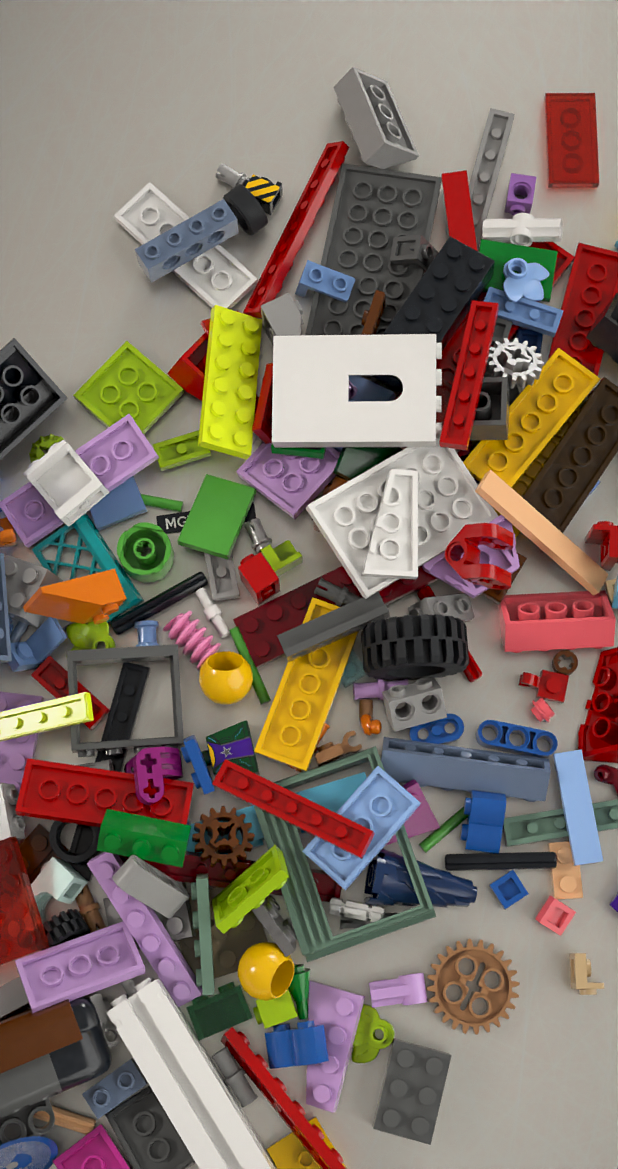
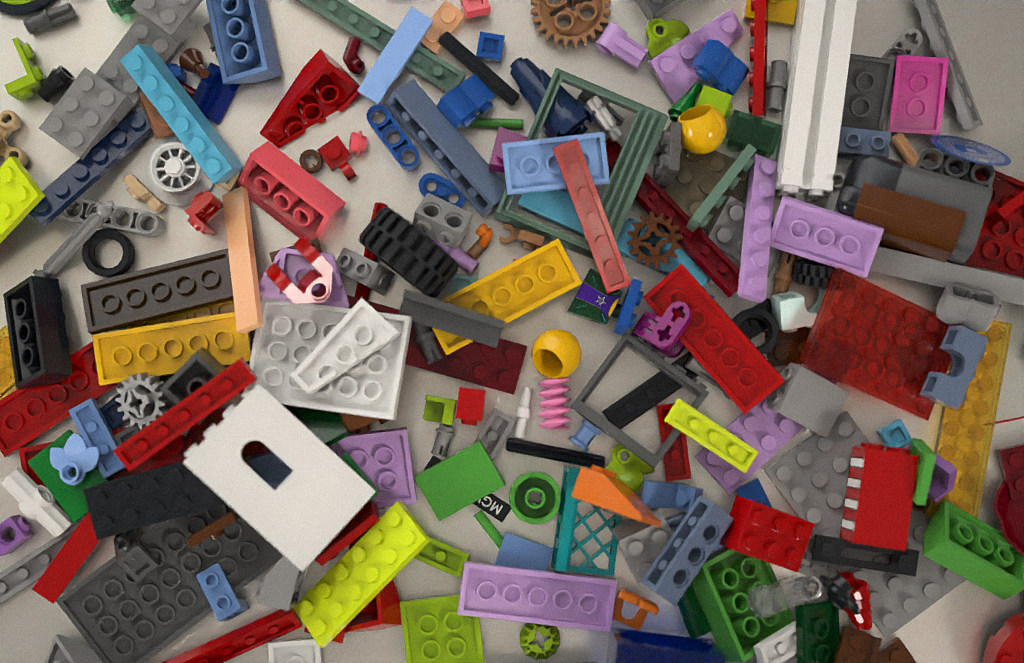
camera: 140 degrees left, 10 degrees up
(66, 482) = (549, 600): white panel -> none
(144, 837) = (711, 282): green brick -> none
(150, 886) = (734, 245): light grey beam -> none
(250, 889) = (667, 187): lime plate -> none
(257, 682) = (524, 371): bright green bar -> none

